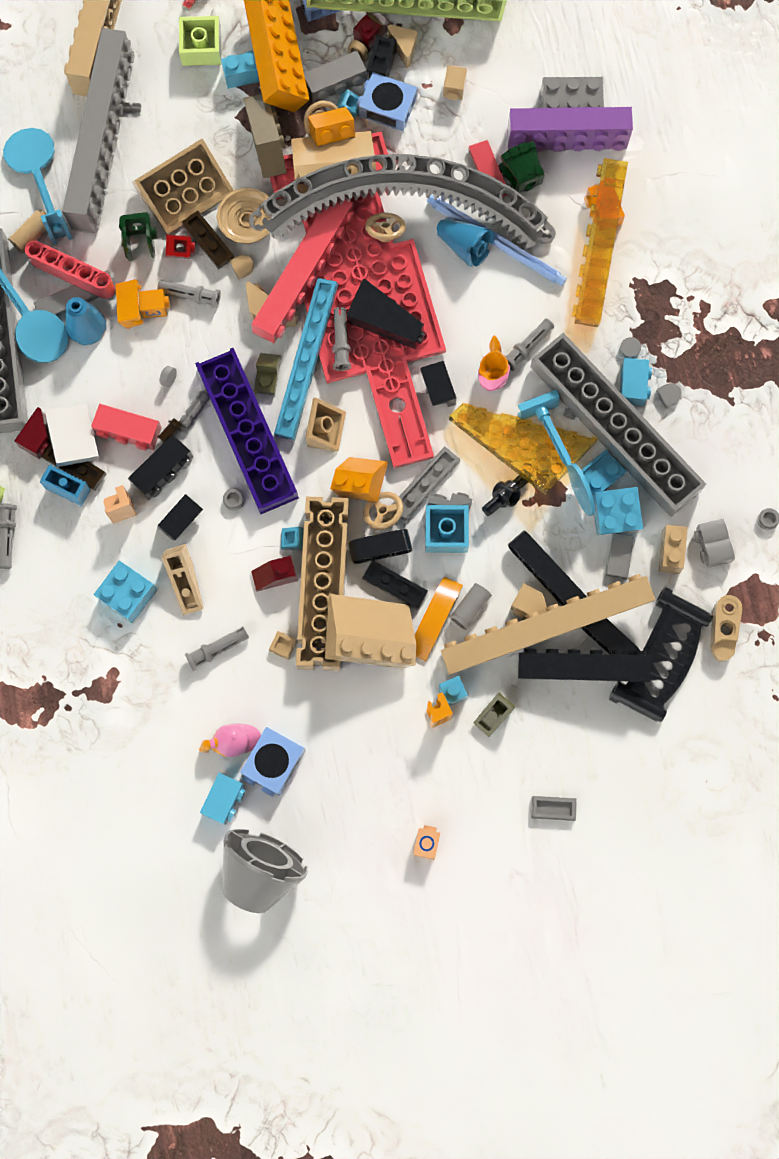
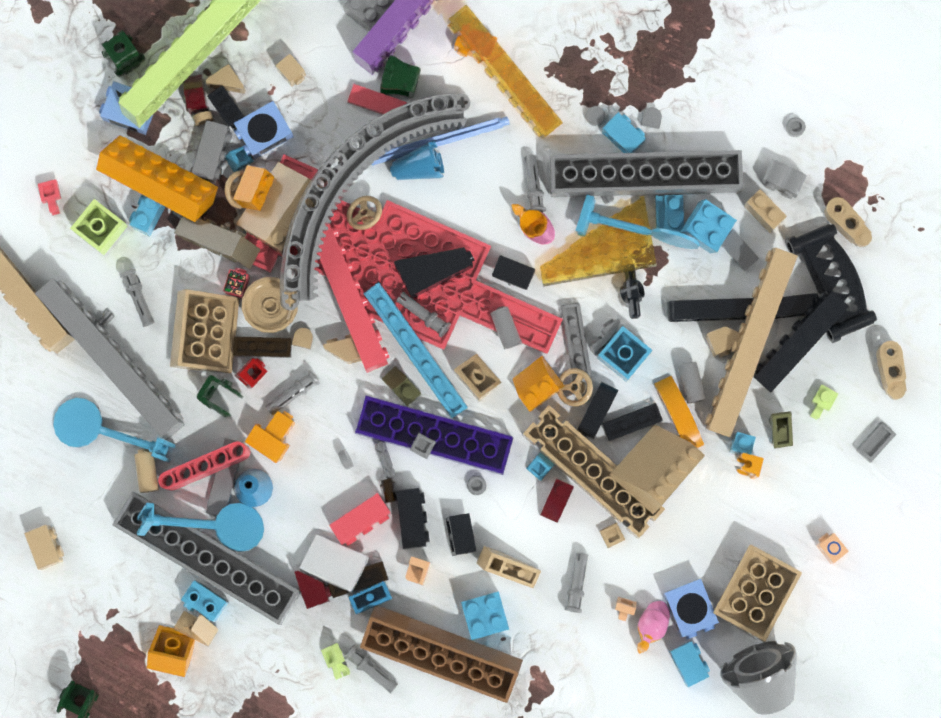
camera: 50 degrees left, 5 degrees up
(62, 579) = (441, 653): none -> medium nougat brick
(173, 108) = (134, 289): none -> light grey pin
(227, 424) = (422, 446): none -> light grey tile
(227, 705) = (625, 607): none -> light nougat tile
(244, 177) = (236, 283): none -> brick
(331, 807) = (757, 593): none -> tan slope
(385, 413) = (506, 328): none -> light grey pin
(552, 731) = (823, 399): none -> yellowish green plate
(616, 783) = (894, 386): none -> tan piece

